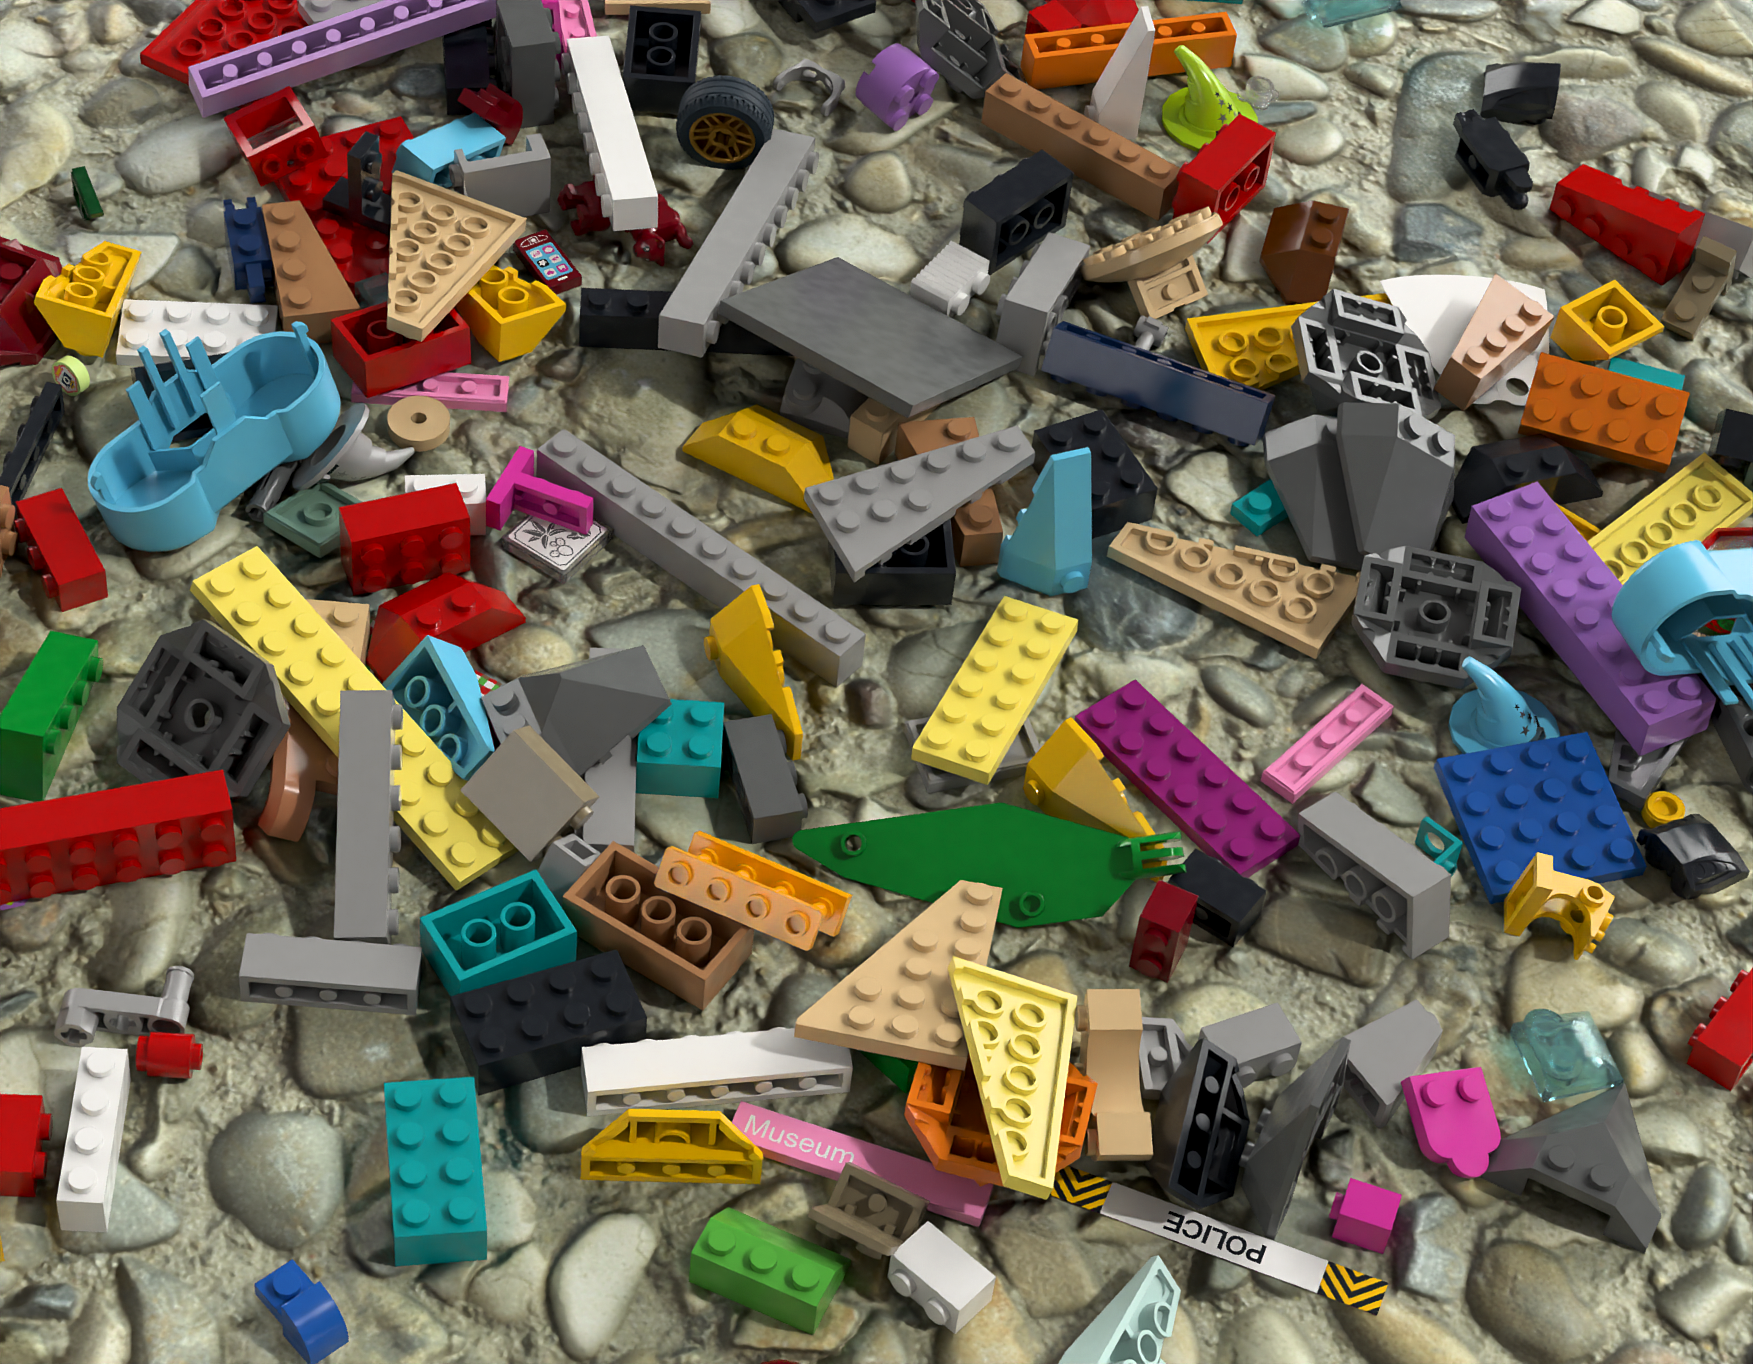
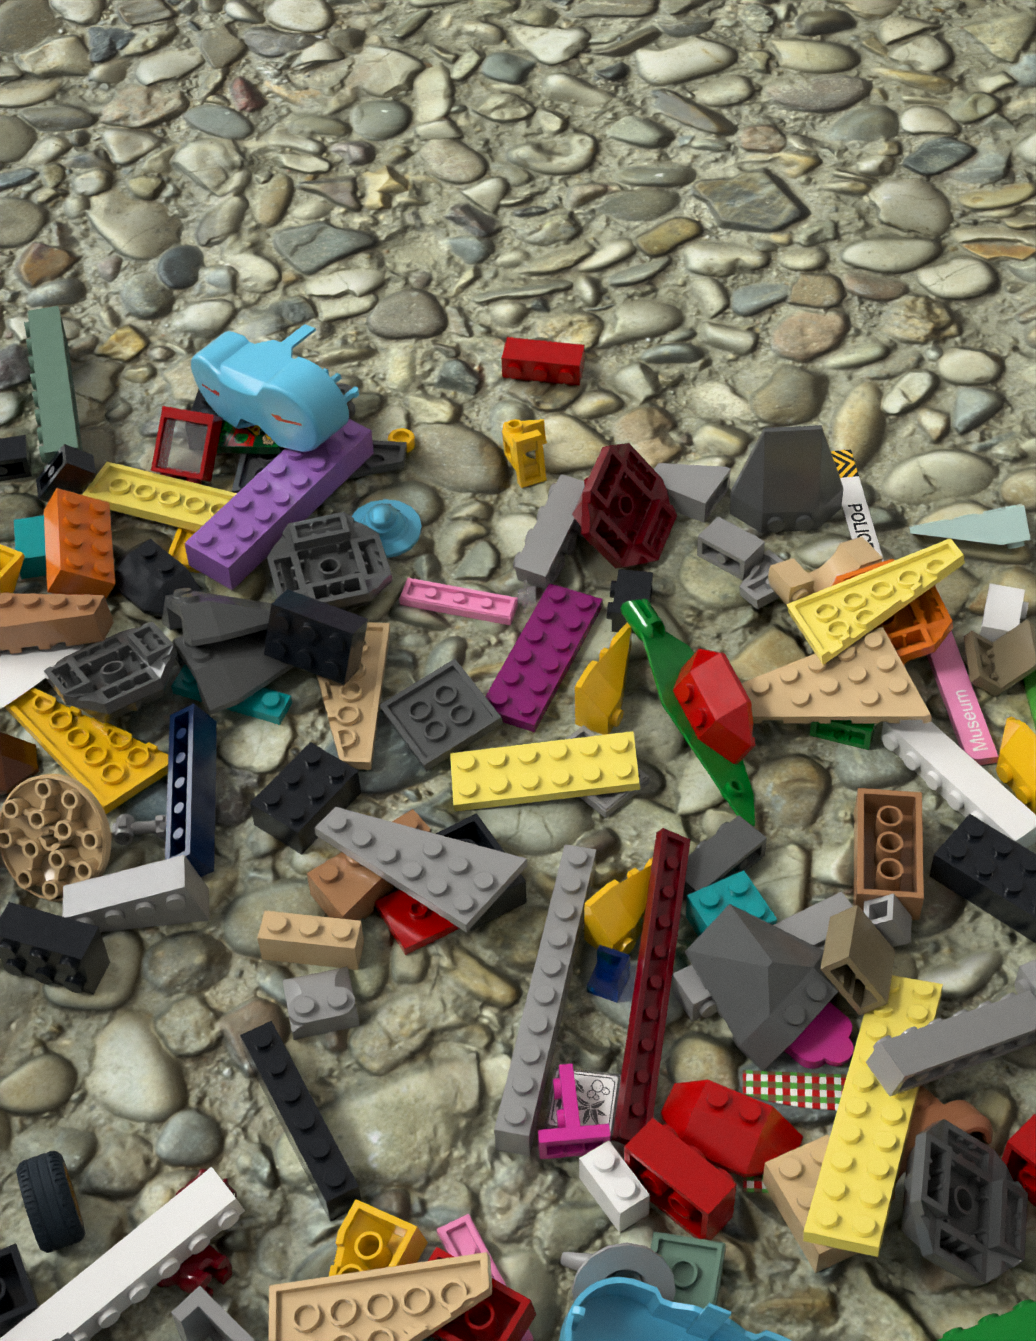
camera: 110 degrees left, 0 degrees up
(418, 409) = (530, 1253): tan piece -> none
(445, 702) = (812, 1068): medium azure wedge -> none
(498, 935) = (972, 932): teal brick -> none
(547, 262) = (287, 1265): tile -> none
(641, 626) = (652, 986): none -> dark red plate
(685, 621) = (609, 974): none -> clear blue panel
(737, 242) = (212, 1104): light grey brick -> none
(753, 890) = (801, 806): light orange fence -> none
(764, 452) = (405, 1011): yellow wedge -> none
(870, 336) = (272, 962): dark grey tile -> none
(951, 280) = (146, 970): white brick -> none
(977, 855) = (716, 704): none -> red wedge
(1055, 532) = (396, 770): medium azure wedge -> none
(1141, 634) = (441, 714): none -> dark grey plate
(1163, 931) = (689, 602): dark red brick -> none
(1200, 1128) = (818, 543): black wedge -> none
(1286, 798) = (527, 597): none -> clear plate
(1300, 528) = (315, 636): none -> black brick
(1325, 929) = (625, 508): none -> dark red piece
(1452, 846) = (519, 511): teal bracket -> none
(1453, 1119) = (707, 447): dark pink plate -> none
(1542, 800) = (450, 486): blue plate -> none
(1564, 1053) = (618, 425): clear light blue slope -> none
(1591, 1157) = (687, 400): dark grey wedge -> none
(1693, 856) = (430, 416): black slope -> none

